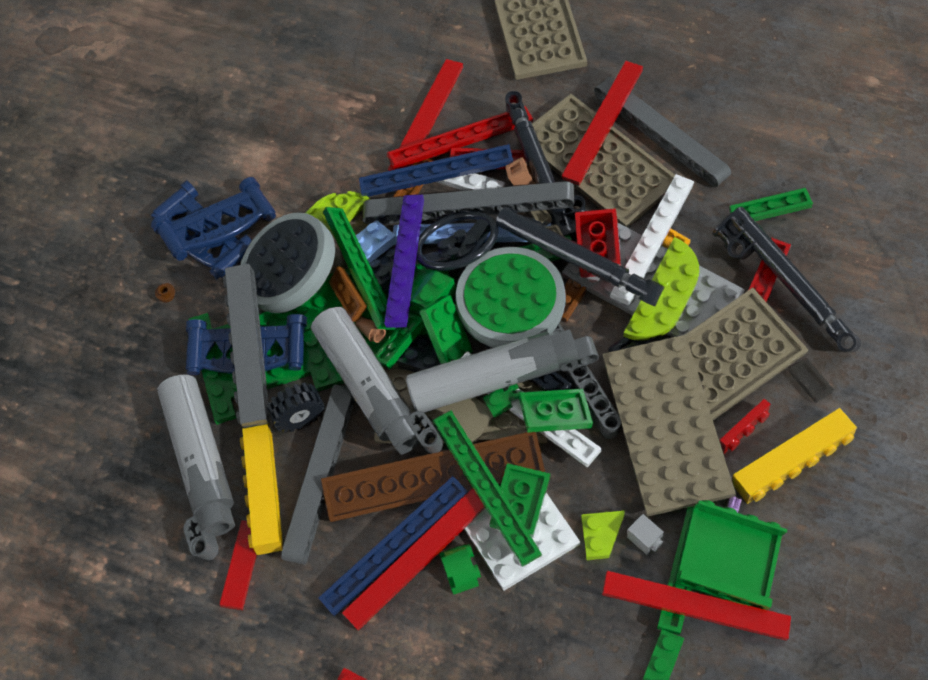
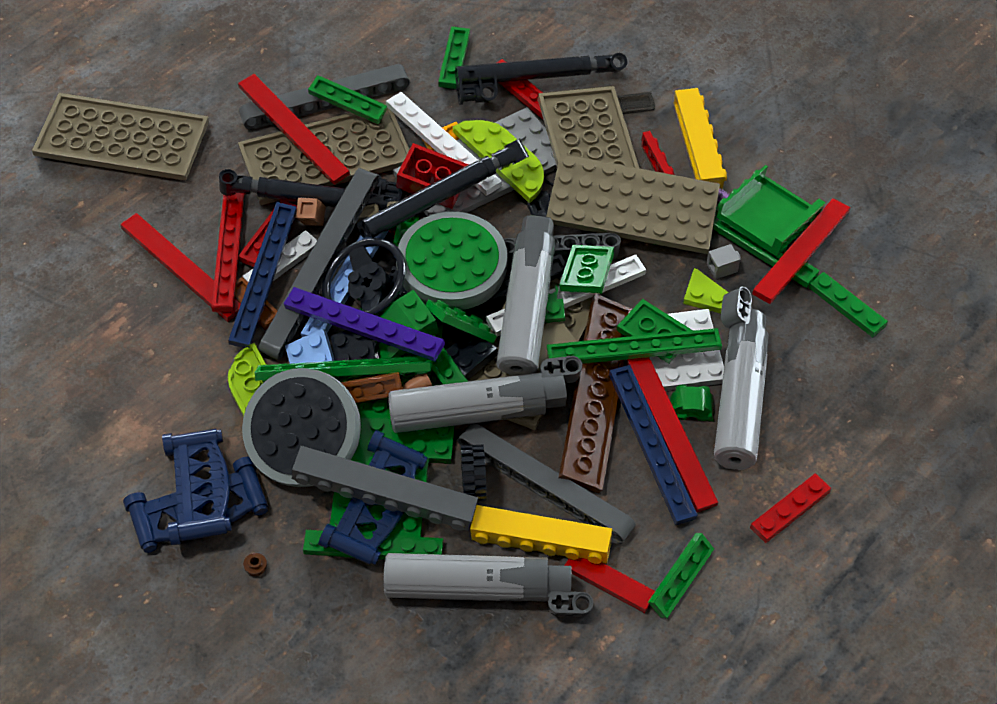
camera: 75 degrees left, 5 degrees down
(264, 623) = (681, 575): none -> green plate
(498, 600) = (742, 382): none -> light grey piece
(657, 145) = (347, 99): none -> green plate

